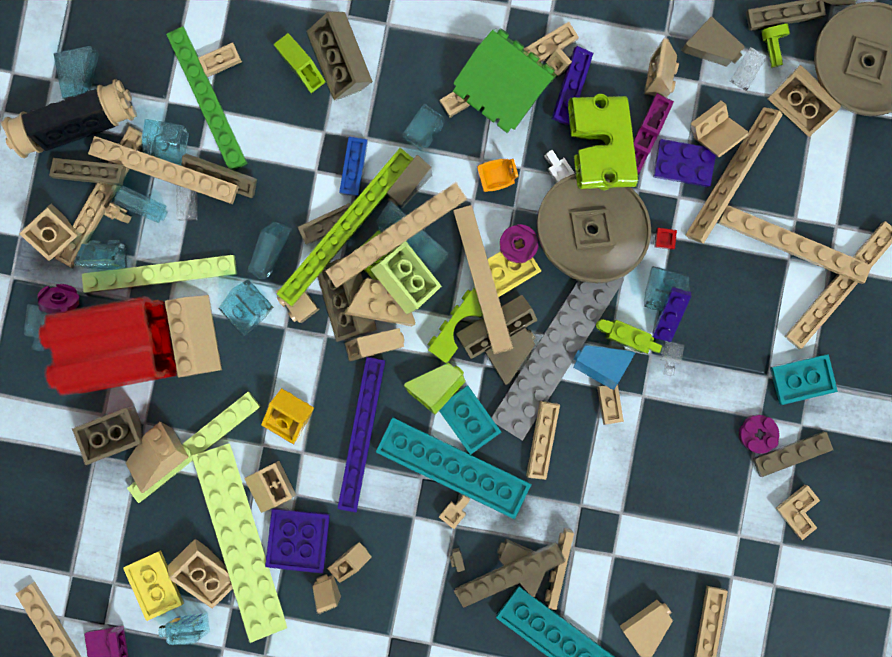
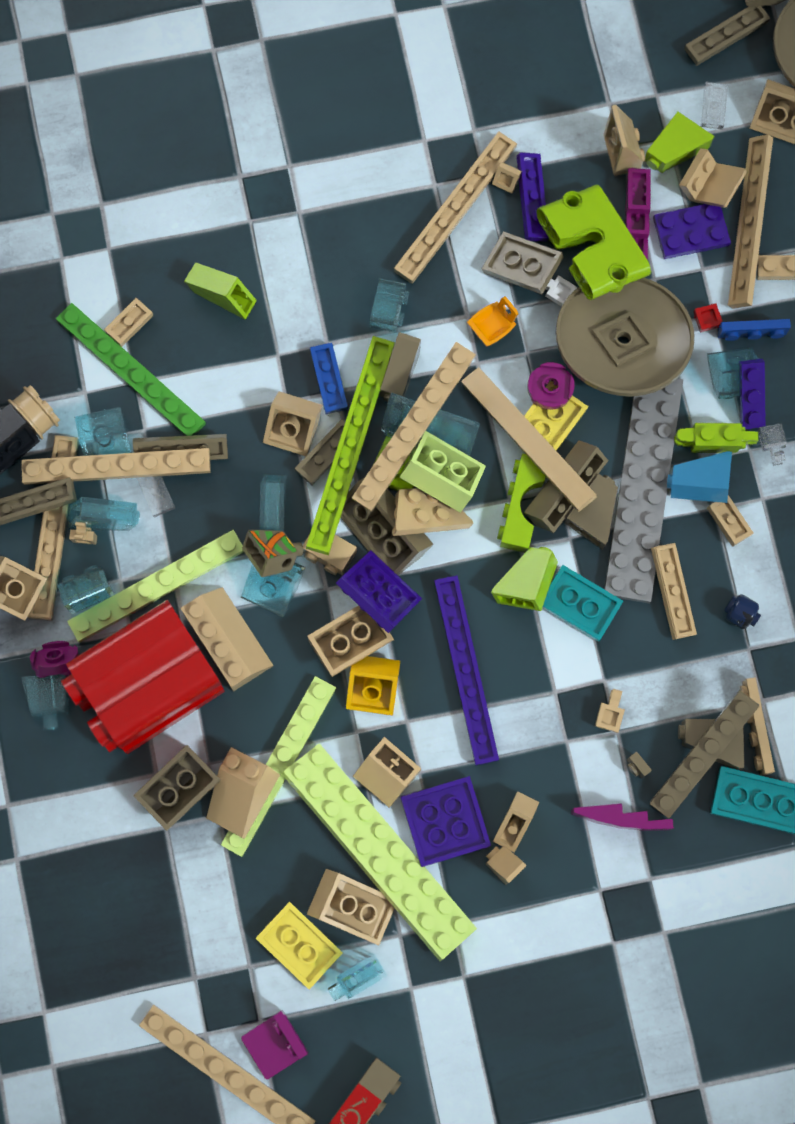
camera: 25 degrees left, 10 degrees down
(249, 287) = (271, 551): none -> dark tan torso
(282, 377) = (348, 640): none -> tan slope
(310, 190) = (292, 423): none -> tan slope
(317, 351) = (378, 591): none -> dark purple plate
(339, 55) = (261, 265): dark tan slope -> none
(374, 344) = (437, 562): tan slope -> none
(422, 589) = (613, 816): none -> magenta slope
(453, 468) = (587, 664): teal plate -> none
(503, 79) = (456, 219): bright green hinge -> none
(541, 137) = (522, 262): none -> dark tan plate
(587, 477) = (742, 611): none -> dark blue head
(696, 263) = (754, 329): none -> blue plate
(704, 88) = (677, 143): none -> lime slope
(714, 44) = (666, 94): dark tan slope -> none
(771, 37) = (723, 62): lime piece -> none

